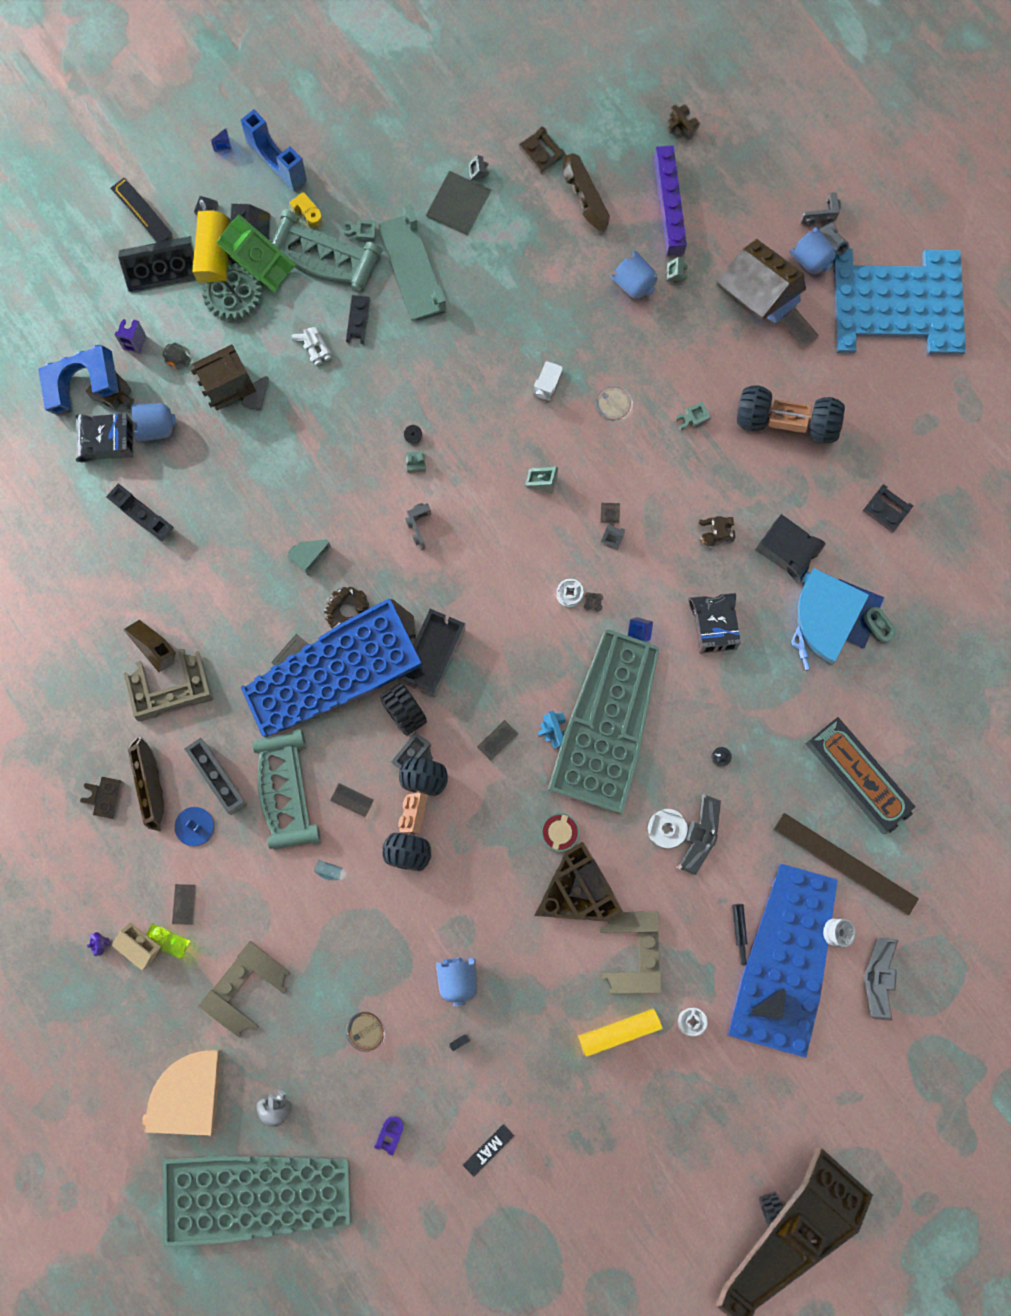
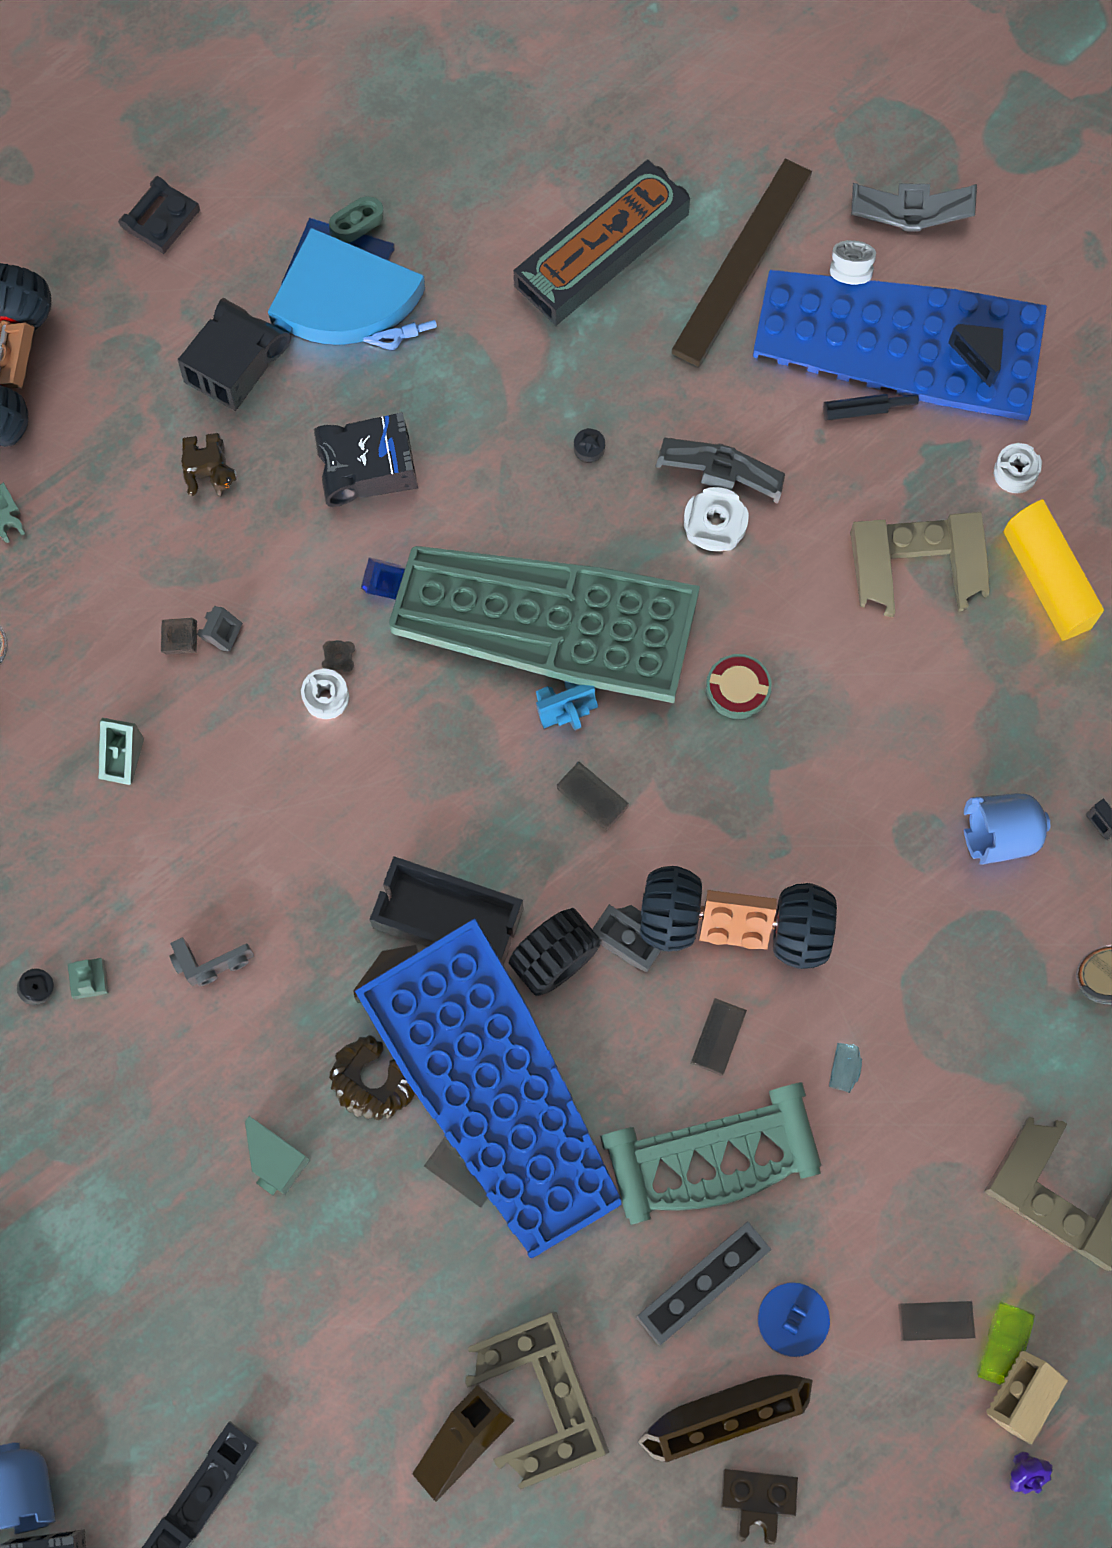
camera: 90 degrees left, 5 degrees down
(579, 890) = (836, 642): dark brown wedge -> none

